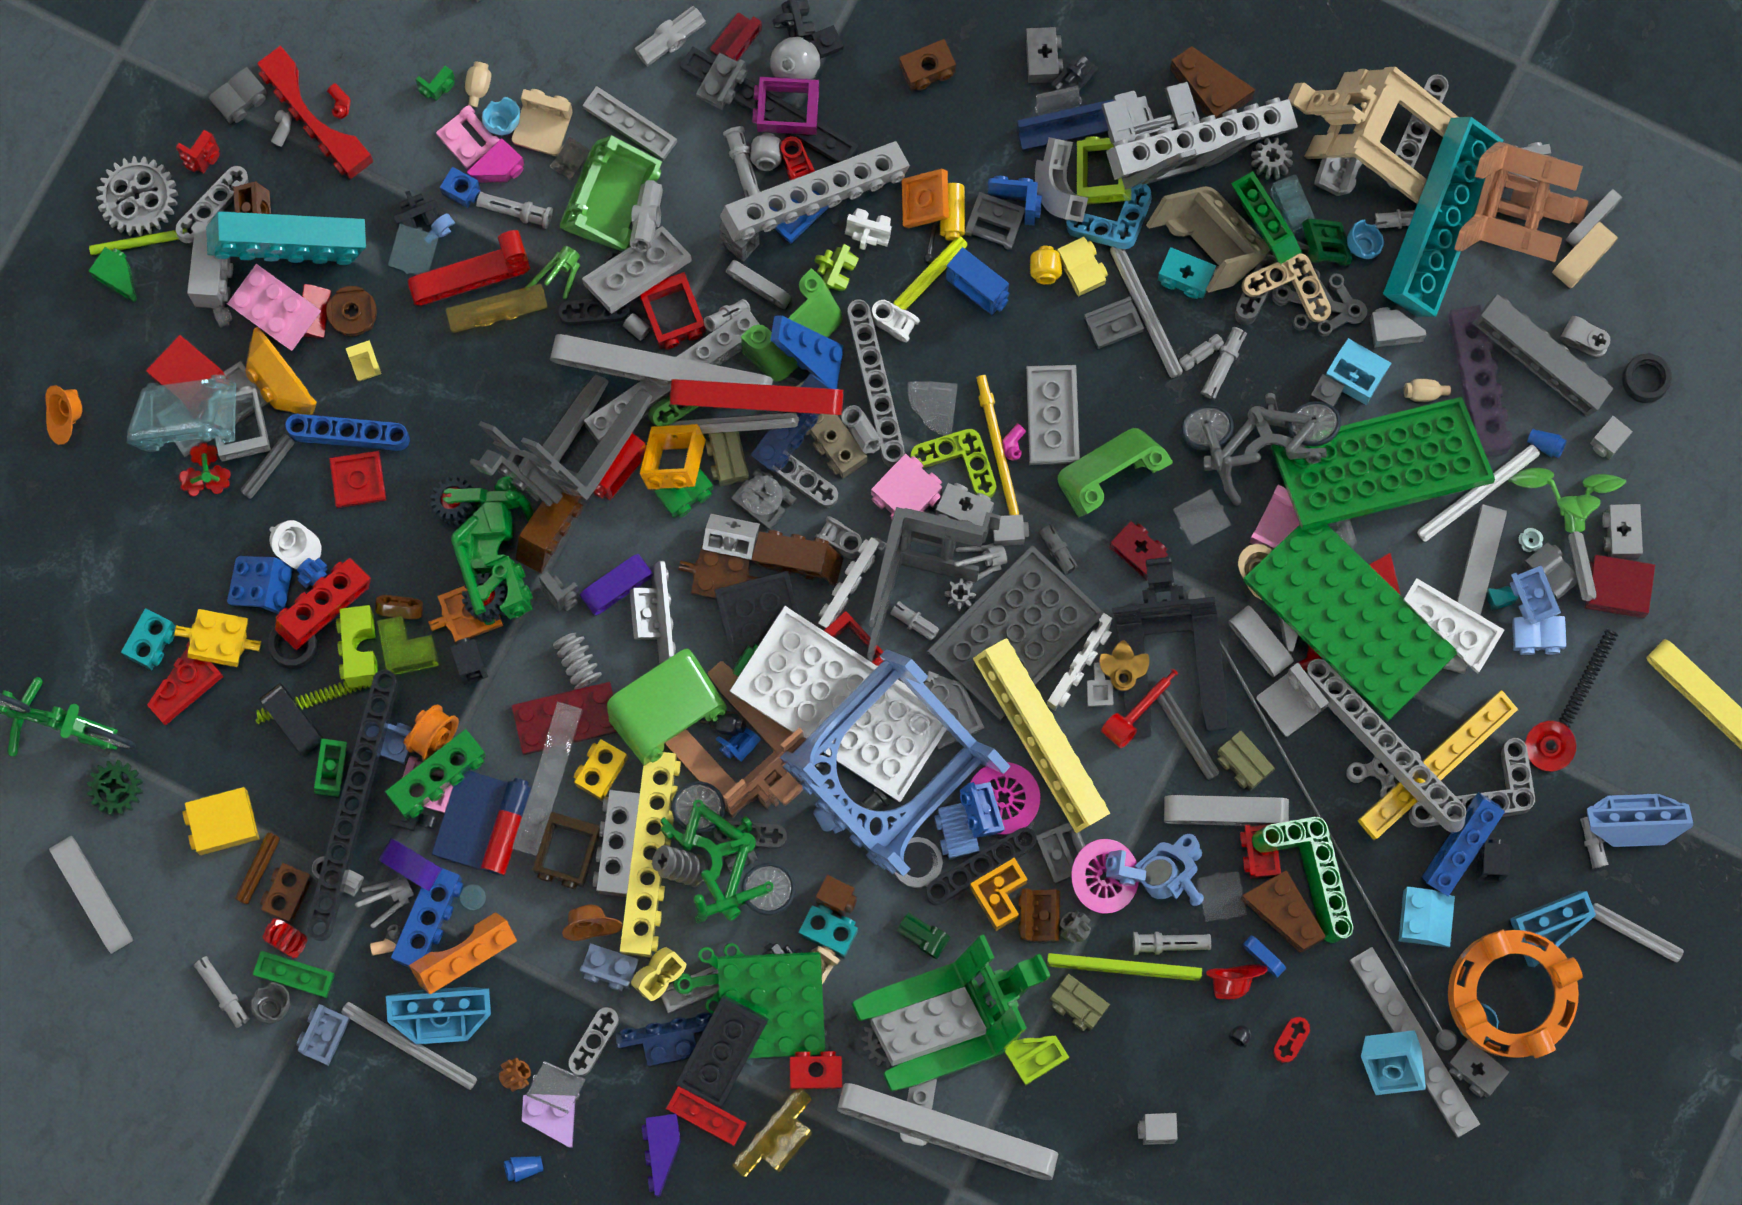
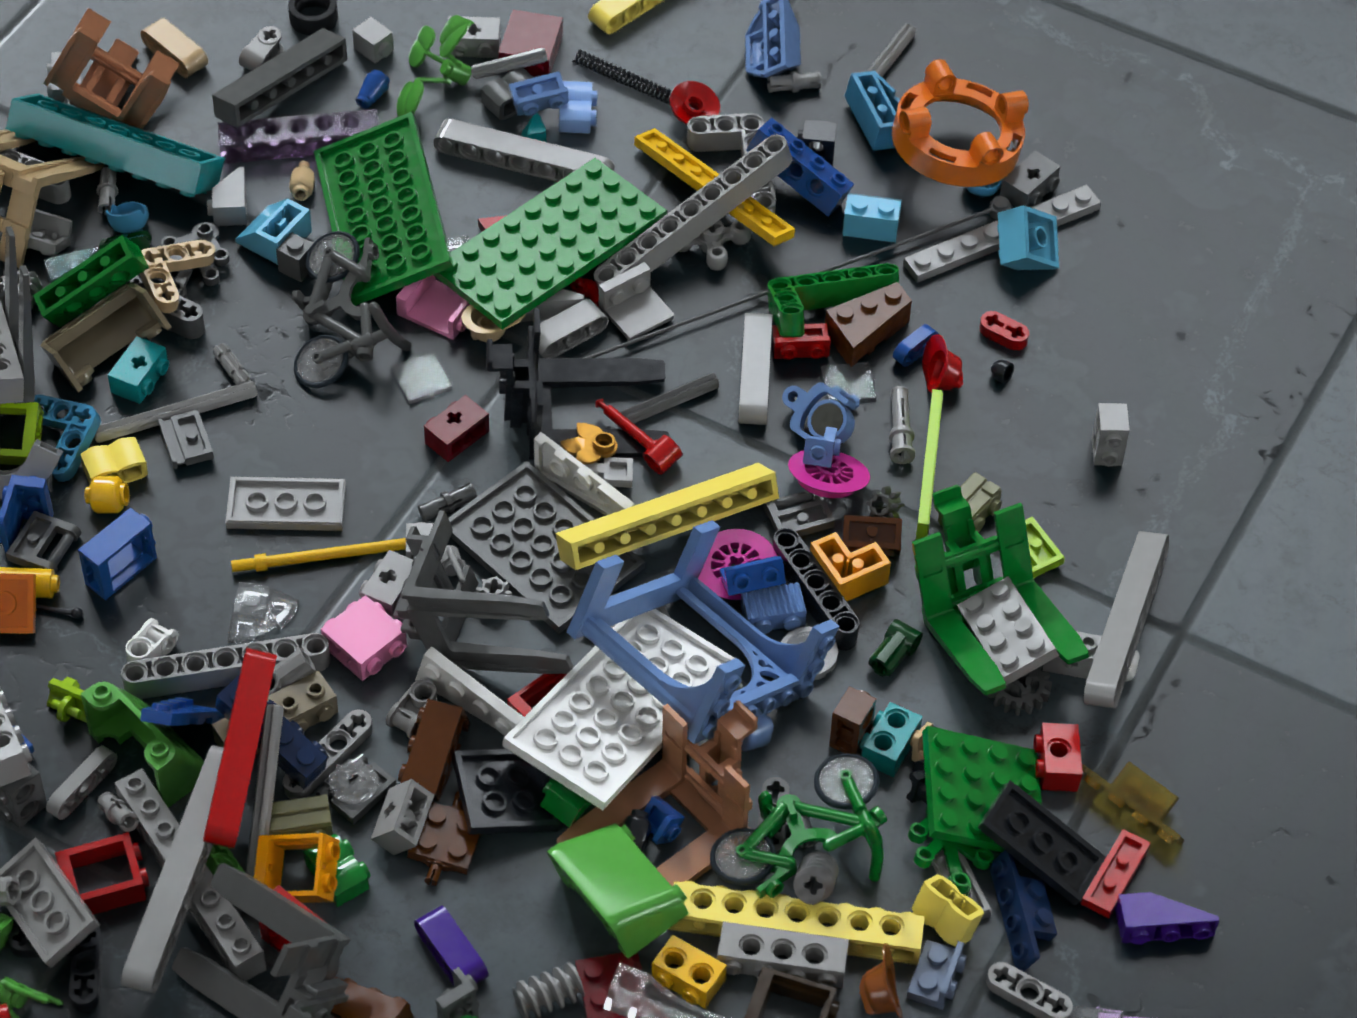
camera: 90 degrees left, 25 degrees down
(636, 326) = (115, 918): light grey hinge -> none
(652, 612) = (492, 905): light grey bracket -> none
(868, 231) = (33, 666): white hips -> none
(914, 621) = (526, 635): light grey axle -> none
(922, 282) = (95, 608): neon yellow axle -> none
(960, 450) = (317, 590): lime beam -> none
(1010, 442) = (312, 542): dark pink arm -> none
(1082, 478) = (366, 454): bright green windscreen -> none
(1227, 355) = (239, 341): light grey pin -> none
(1245, 761) = (701, 348): olive brick -> none
(1462, 628) = (564, 156): white wing -> none
(1477, 494) = (435, 164): white axle -> none
(1535, 535) = (474, 109): light aqua plate -> none
(1595, 216) = (134, 36): light grey beam -> none

